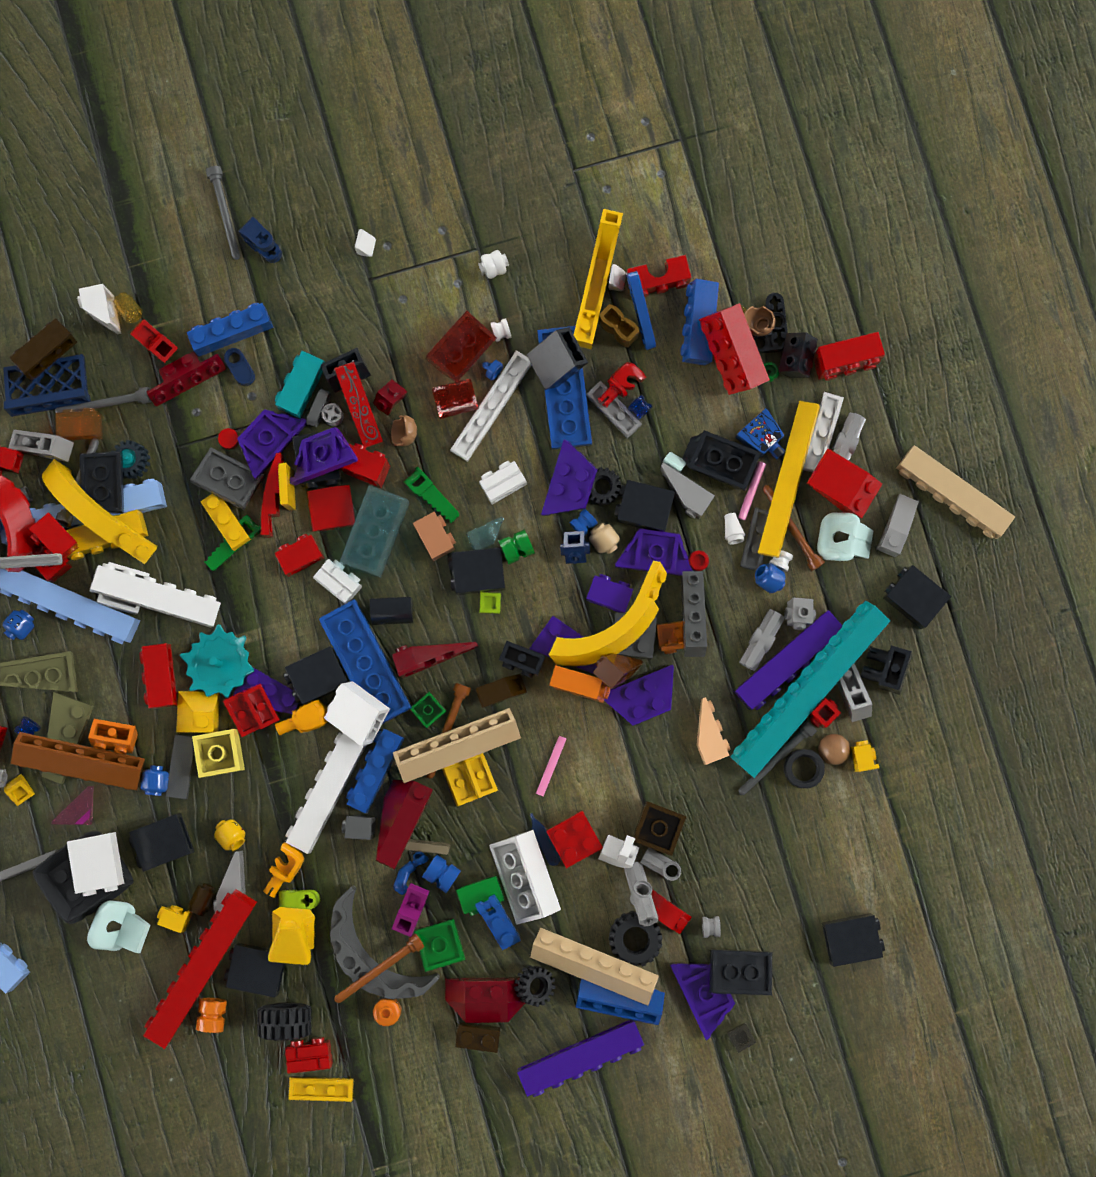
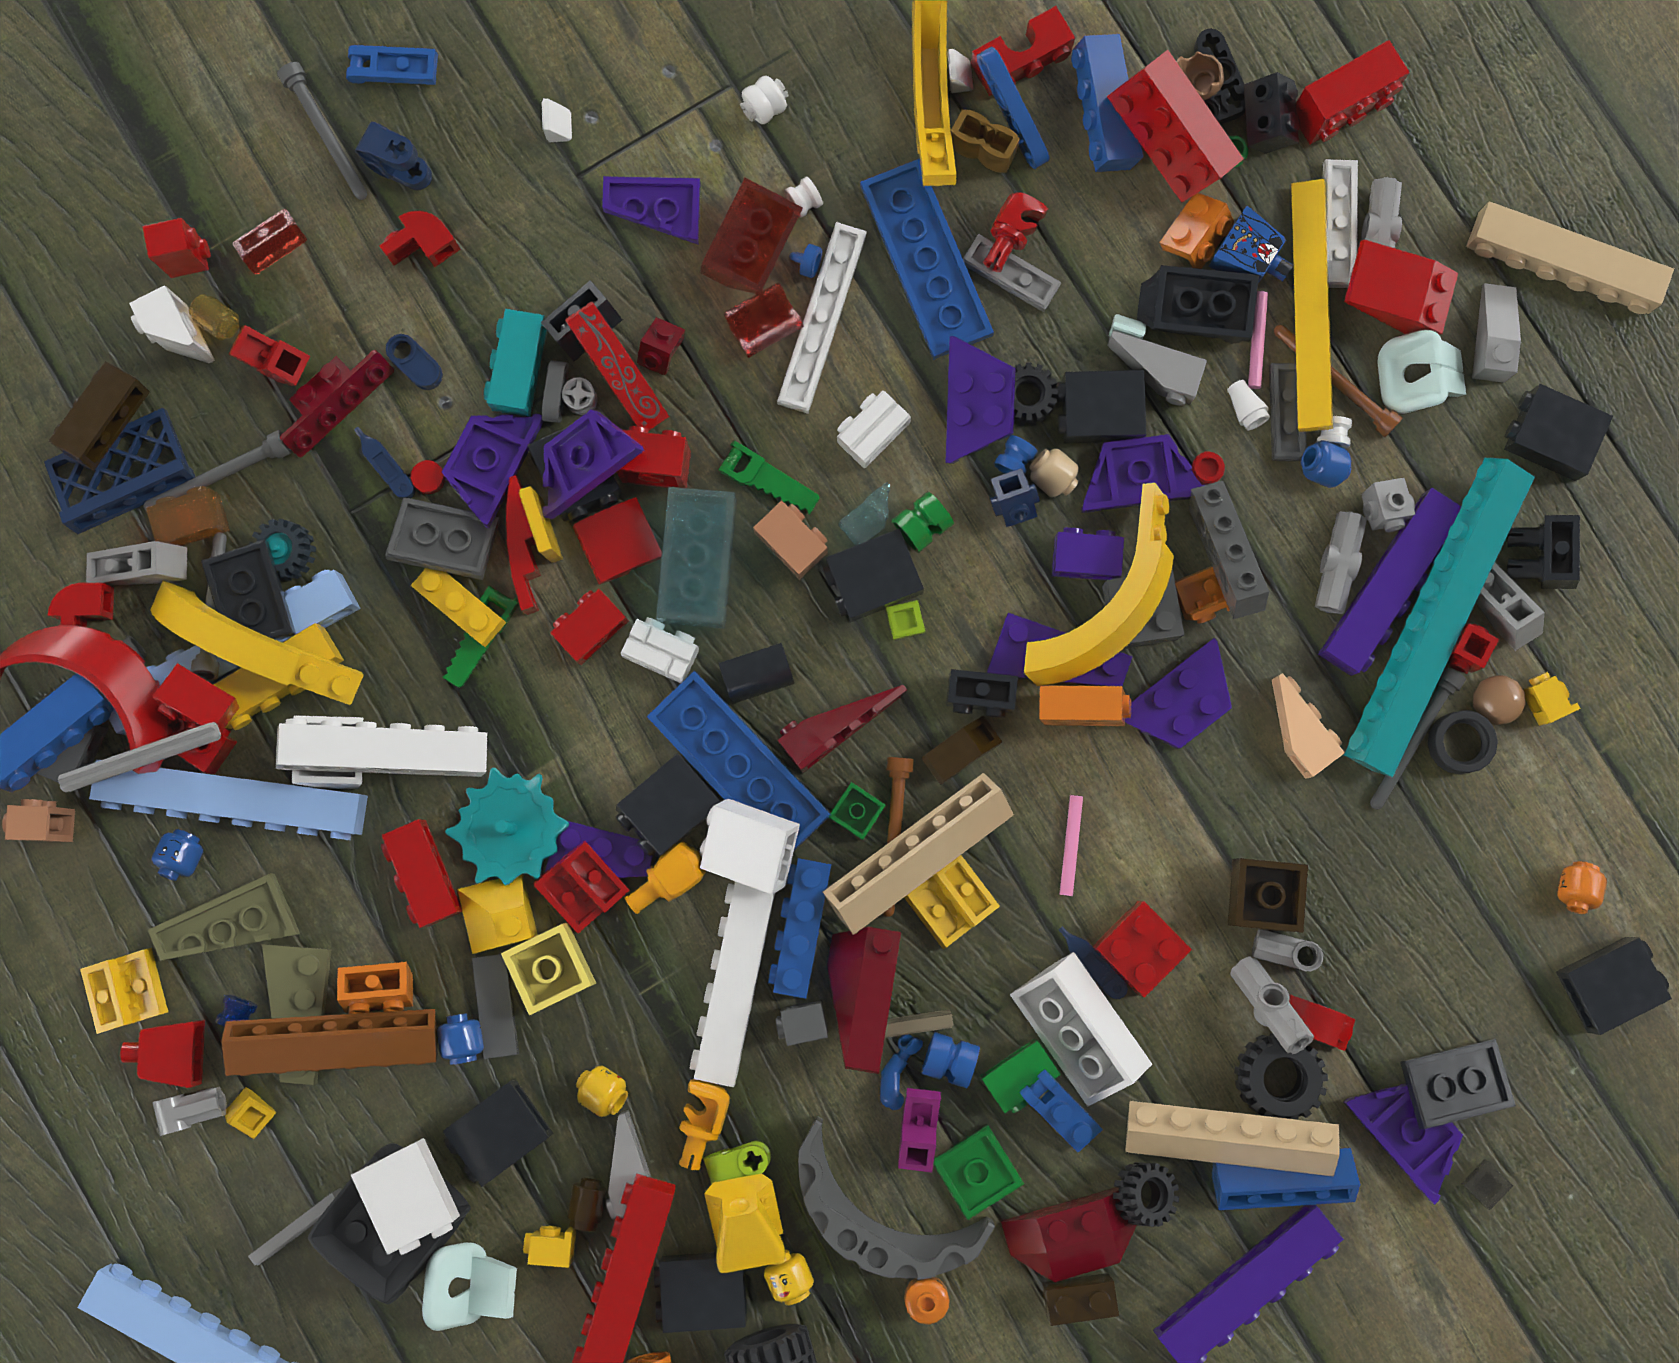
camera: 15 degrees left, 0 degrees up
(78, 811) = (353, 1119): clear pink tile -> none
(116, 261) = (176, 248): none -> red brick
(173, 270) = (269, 241): none -> clear red slope
(205, 425) = (386, 466): none -> dark blue piece
(229, 329) = (383, 307): blue brick -> none
(264, 289) = (420, 231): none -> red brick
(276, 182) = (392, 65): none -> blue plate
(309, 976) = (789, 1279): none -> yellow head
(403, 431) = (697, 391): medium nougat hair -> none
(411, 309) = (656, 202): none -> dark purple wing
(414, 944) = (938, 1183): dark orange piece -> none
(557, 358) = (907, 212): brick -> none
(616, 669) = (1134, 665): reddish brown slope -> none
(619, 852) = (1217, 949): white brick -> none
(640, 407) = (1052, 257): clear blue wheel -> none
(711, 927) = (1390, 1026): light grey wheel -> none
(734, 414) = (1198, 230): none -> orange bracket
(850, 875) = (1582, 887): none -> orange head

